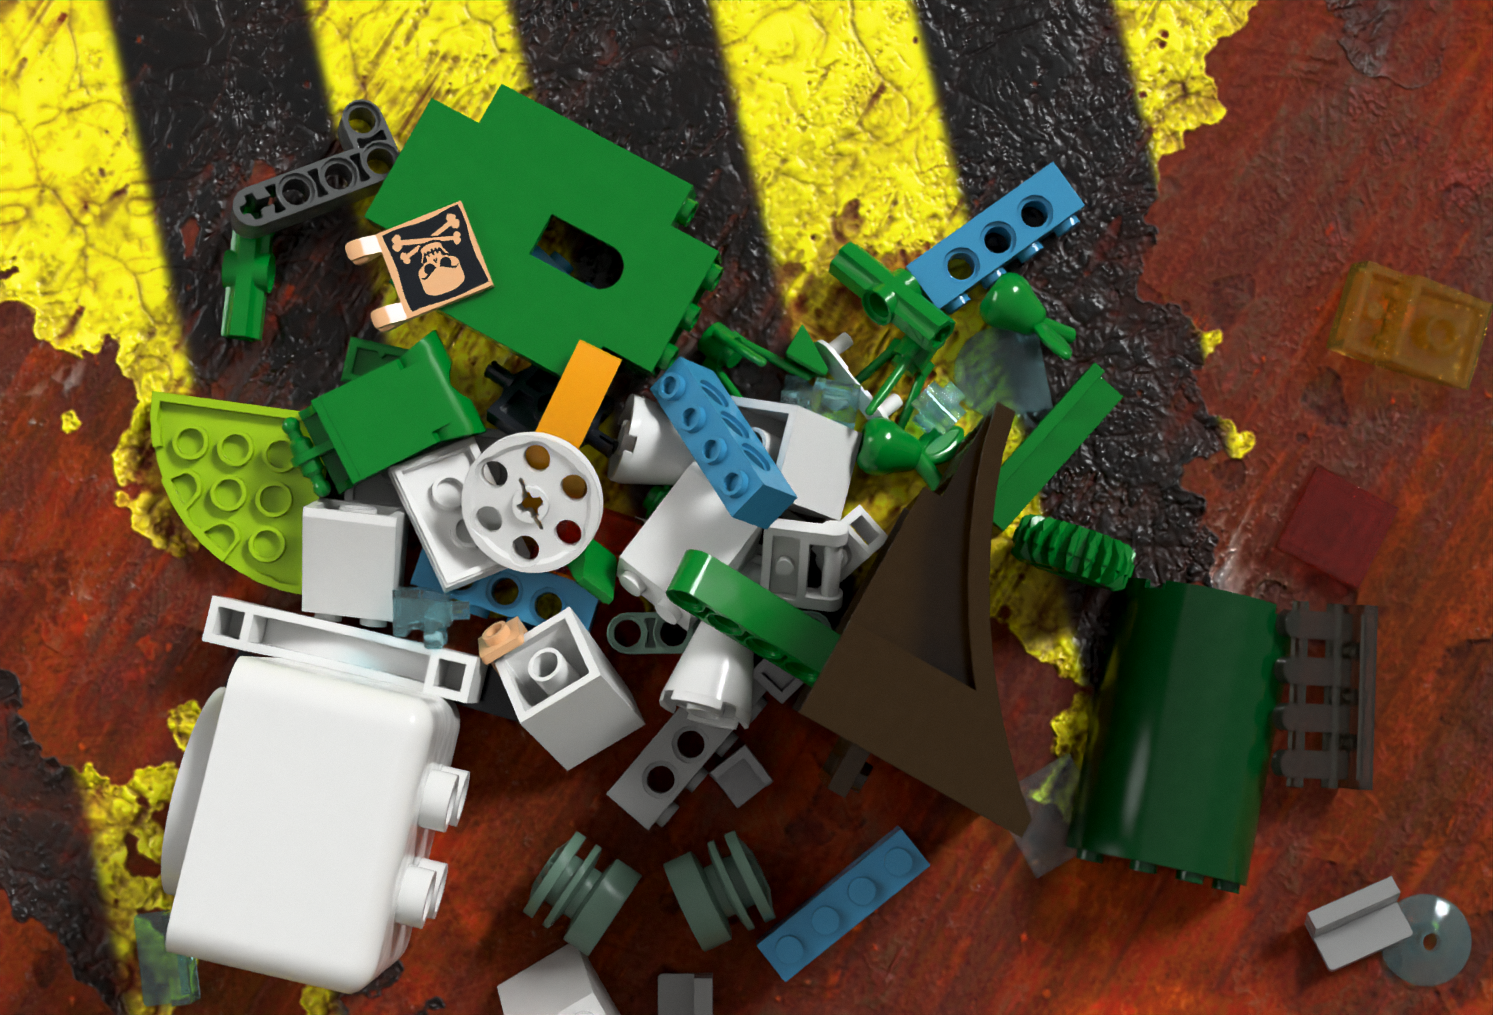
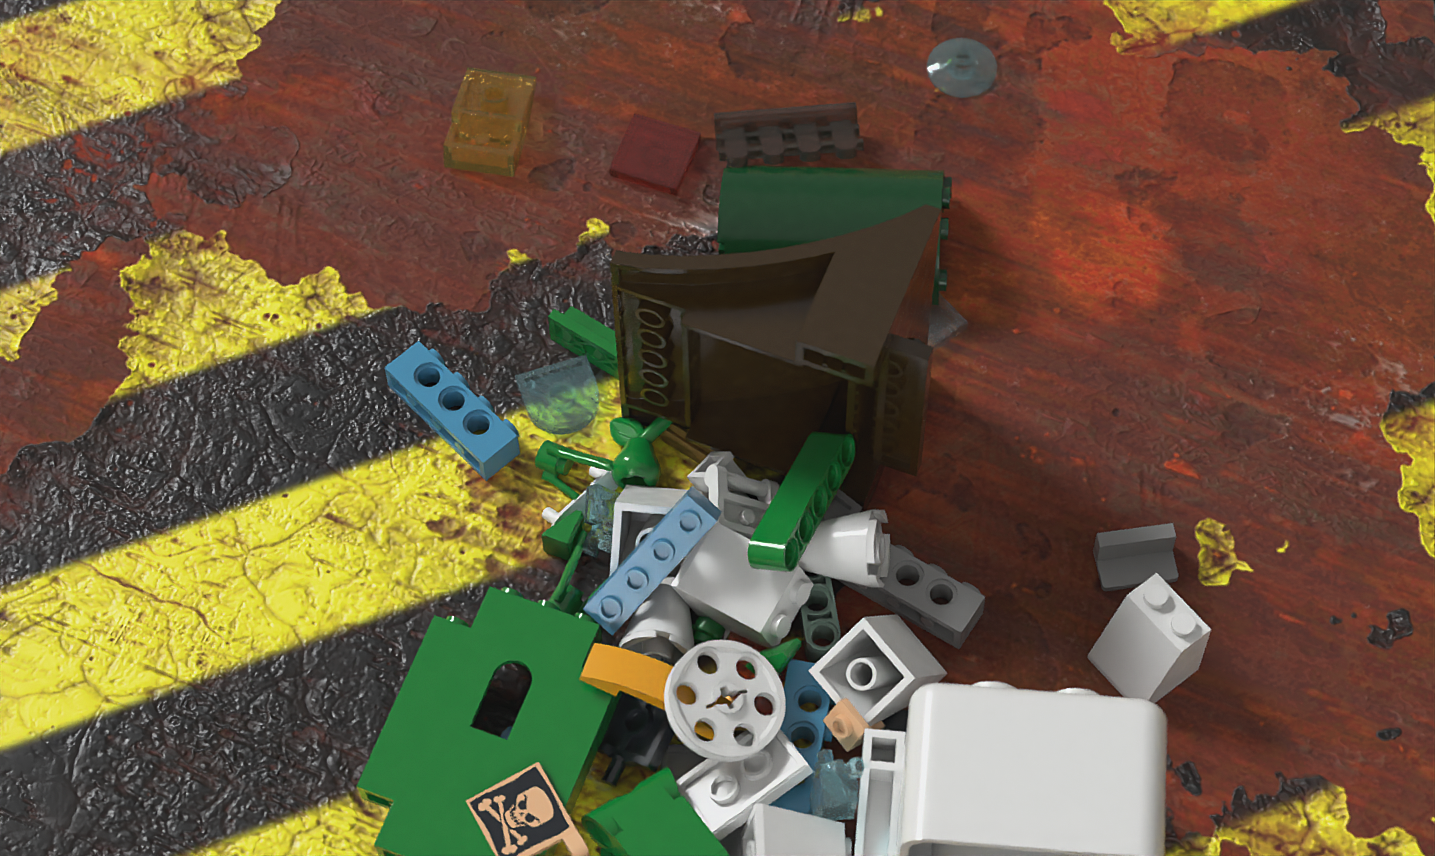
camera: 95 degrees left, 25 degrees down
(581, 892) = (1048, 639): sand green wheel -> none
(719, 890) = (1024, 536): sand green wheel -> none
(741, 775) = (925, 539): flat silver panel -> none
(841, 903) = (1016, 452): dark azure brick -> none
(891, 297) = (510, 471): green piece -> none
(938, 408) = (598, 432): clear light blue gear -> none
(1015, 308) = (508, 383): green piece -> none
(1358, 925) = (960, 105): light grey panel -> none

